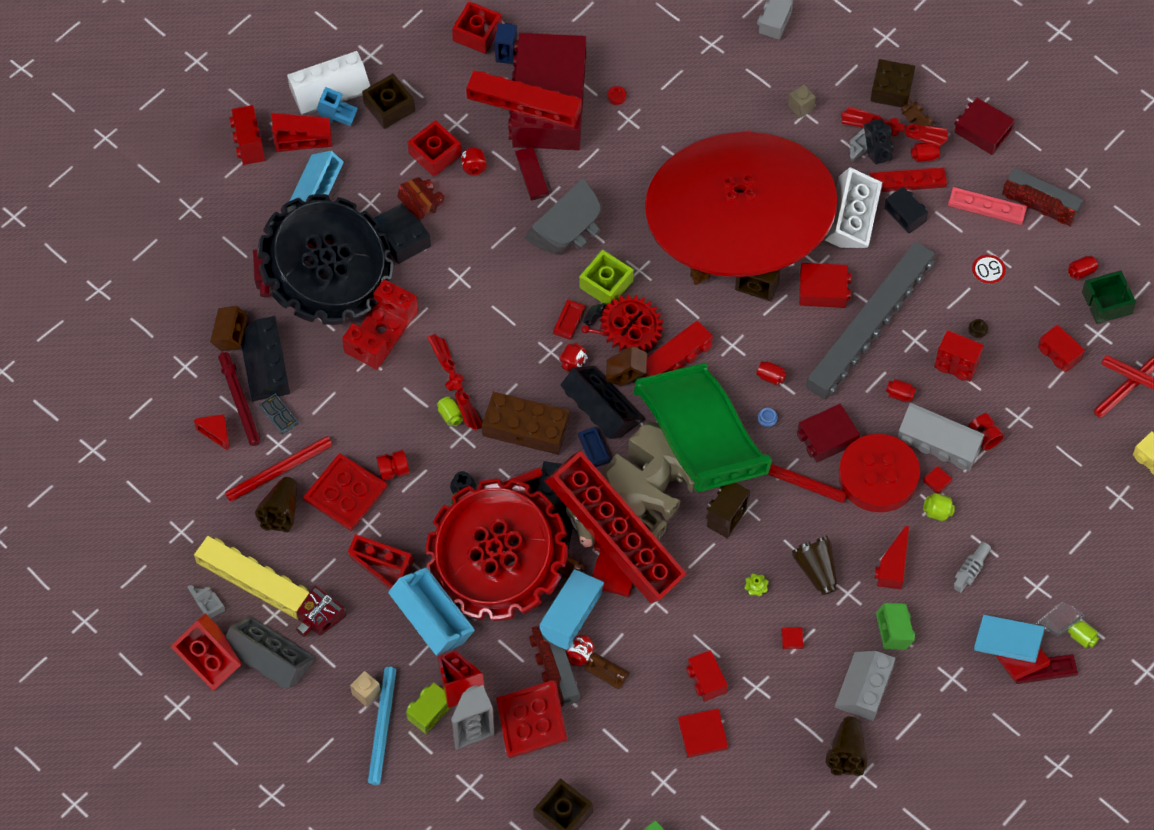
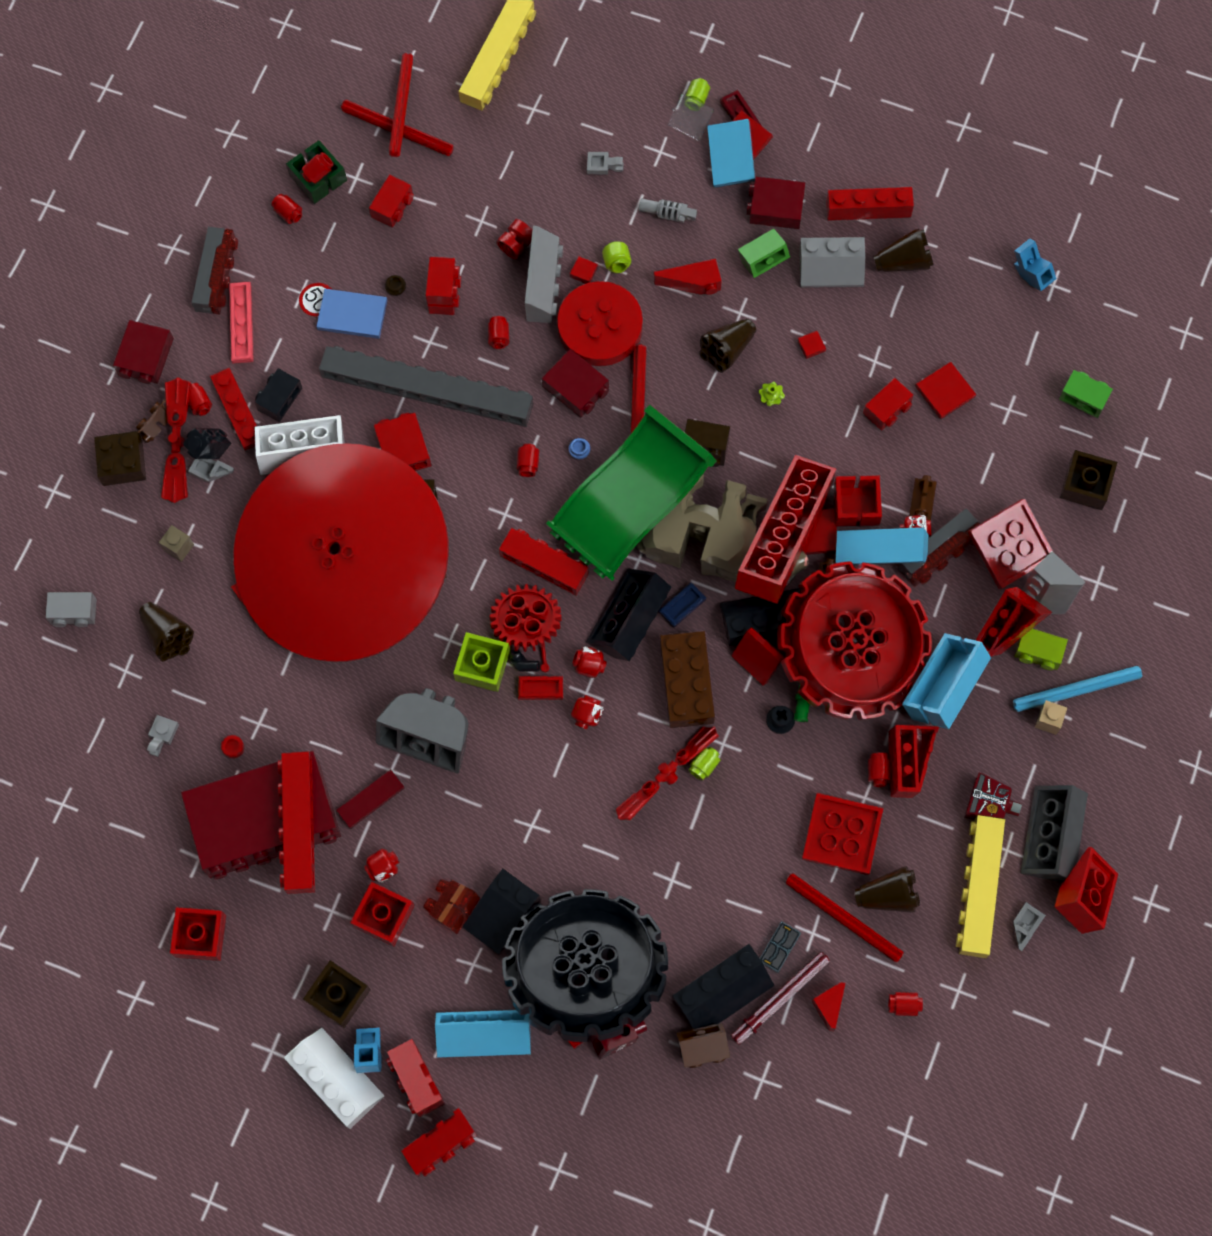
camera: 110 degrees left, 10 degrees up
(189, 483) = (905, 1004): none -> red brick
(385, 536) = (879, 769): none -> red brick
(392, 465) = (793, 795): red wheel -> none
(393, 312) = (656, 883): red plate -> none
(505, 43) = (211, 889): dark blue brick -> none
(532, 342) = (587, 711): none -> red head
(624, 610) = (859, 503): none -> red piece
(626, 366) = (583, 598): reddish brown brick -> none
(647, 52) = (161, 732): none -> light grey plate
(729, 71) = (165, 632): none -> dark brown cone
(913, 738) = (869, 203): none -> red brick
(944, 660) = (776, 202): none -> dark red brick
(963, 288) = (352, 313): none -> medium blue tile
(1039, 528) = (599, 163): none -> light grey plate
(1105, 289) = (317, 168): none -> red brick

